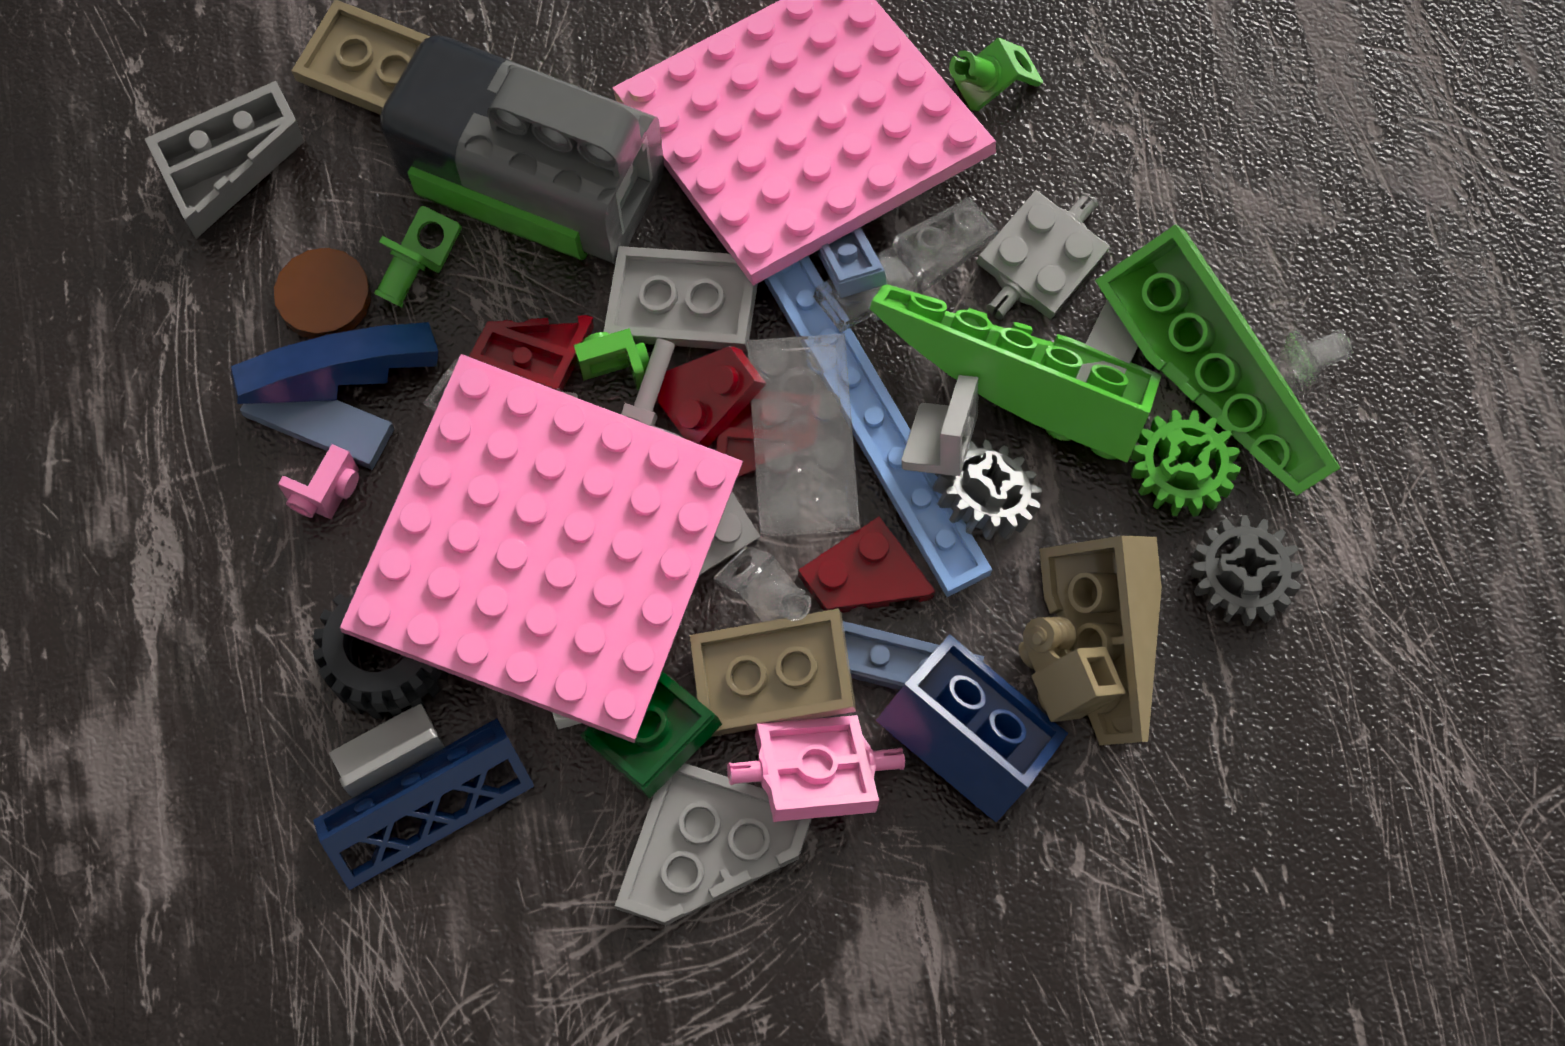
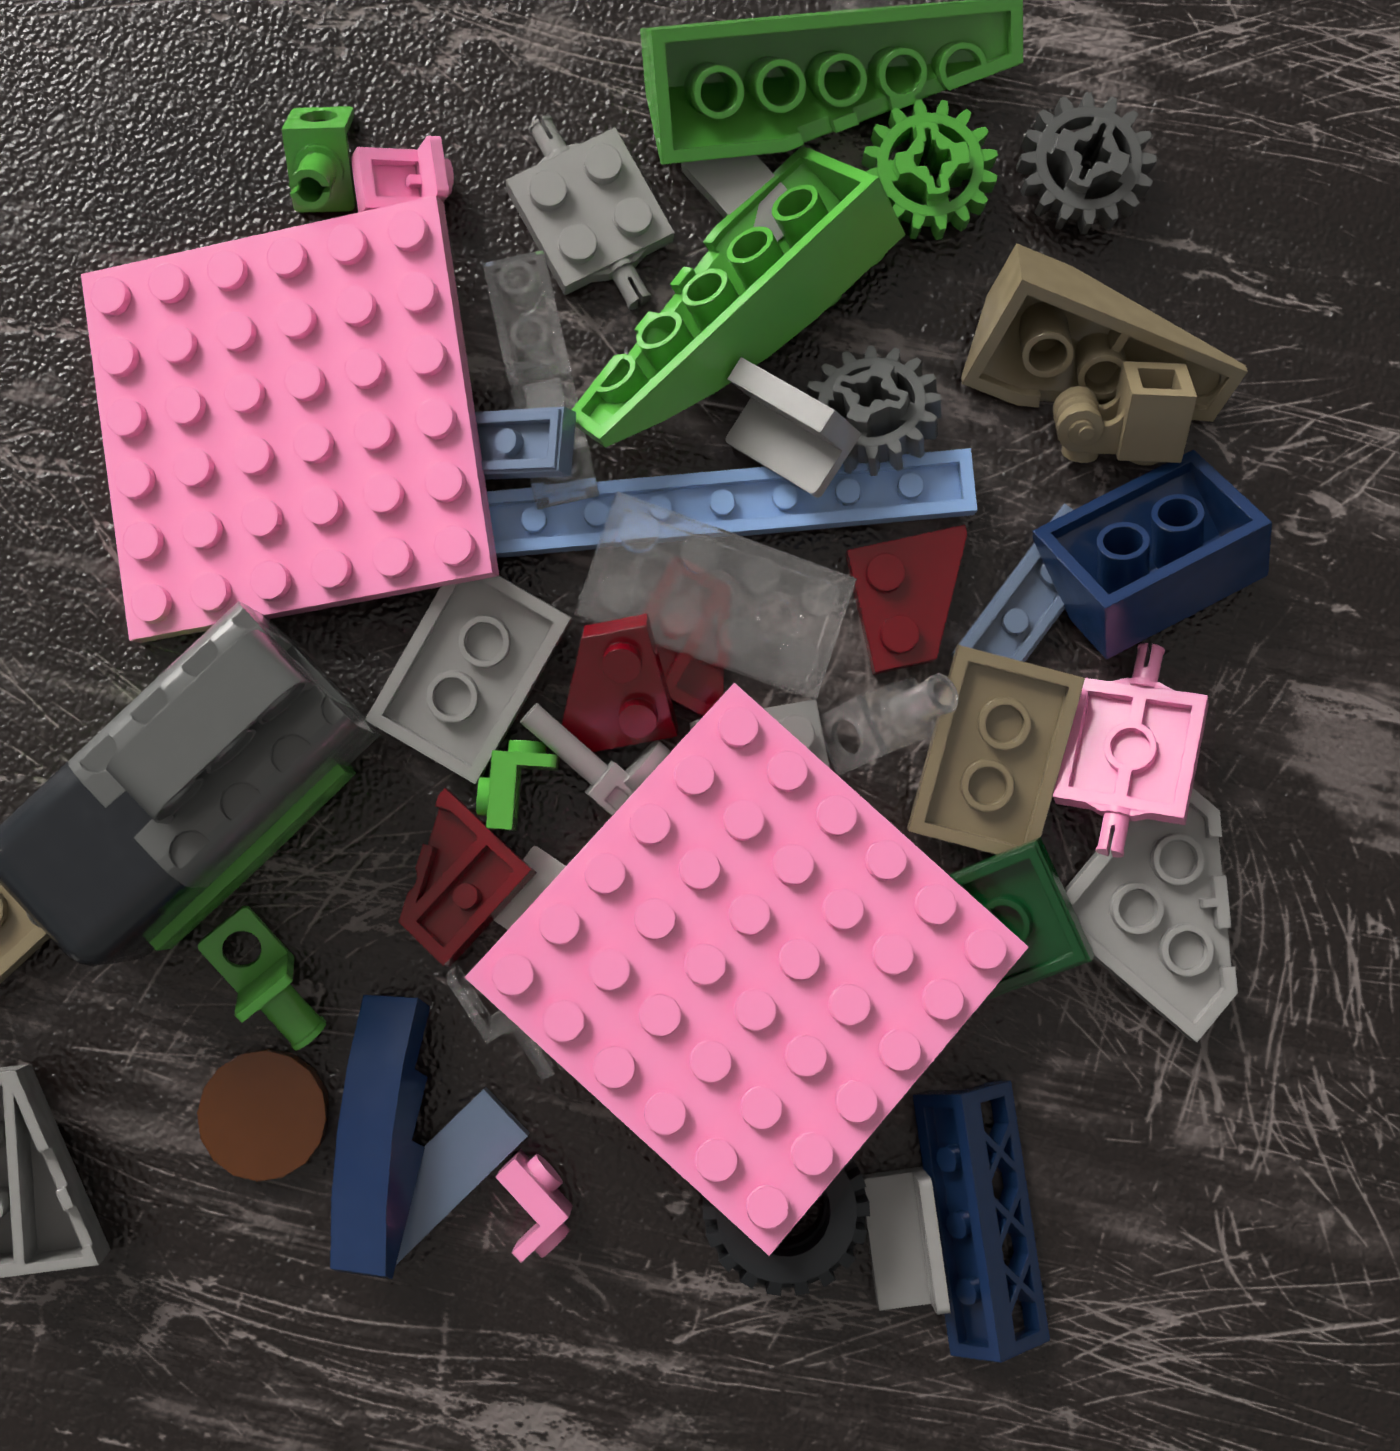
camera: 70 degrees left, 15 degrees up
(1007, 125) = (401, 175): none -> bright pink bracket

